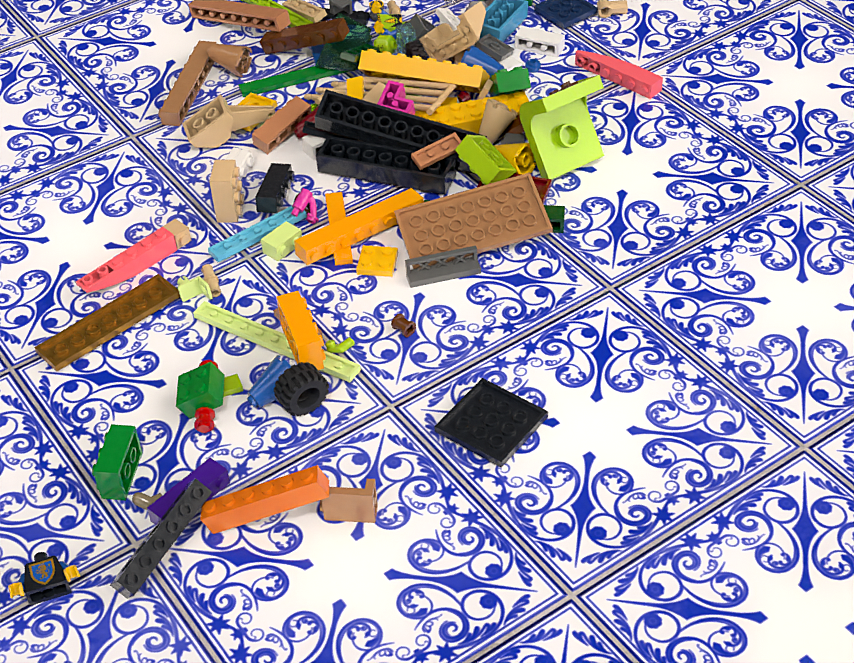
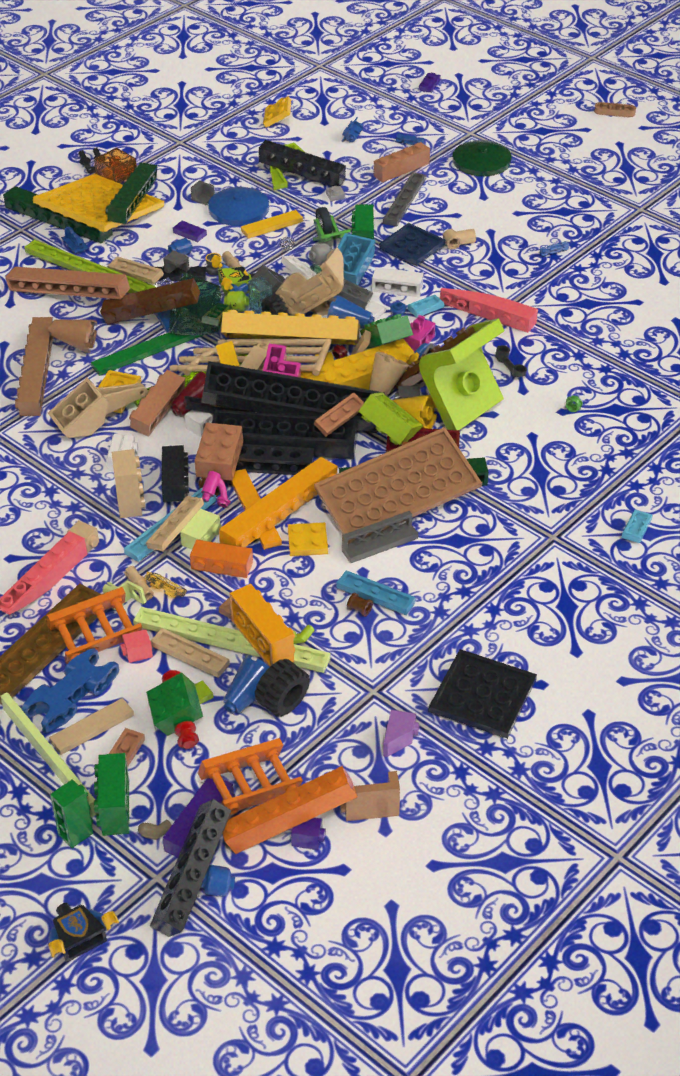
camera: 15 degrees left, 0 degrees up
(73, 472) = (72, 813): none -> green brick
(75, 412) = (41, 745): none -> yellowish green tile
(105, 373) = (61, 699): none -> blue piece
(125, 400) = (91, 726): none -> tan tile
(149, 422) = (128, 743): none -> nougat plate
(154, 295) = (92, 606): none -> orange fence
(184, 554) = (218, 881): none -> blue head
(188, 335) = (136, 646): none -> coral brick
(232, 283) = (170, 587): none -> clear yellow plate
(234, 347) = (190, 652): none -> tan plate
(237, 448) = (250, 757): none -> orange fence
(258, 231) = (175, 523): none -> tan plate
(282, 525) = (308, 834): none -> dark purple brick
(291, 268) = (221, 558): none -> orange brick
(318, 171) = (219, 450): none -> nougat brick
(353, 183) = (274, 459): none -> black brick
(399, 446) = (400, 731): none -> medium lavender slope
(423, 316) = (376, 592): none -> dark azure plate
(542, 86) = (422, 331): none -> dark pink brick
(559, 65) = (425, 305): none -> medium azure plate
(617, 116) = (502, 355): none -> pearl dark grey bar
(670, 167) = (572, 407): none -> bright green plate
(694, 287) = (637, 526): none -> medium azure plate
(700, 25) = (554, 248): none -> blue axle

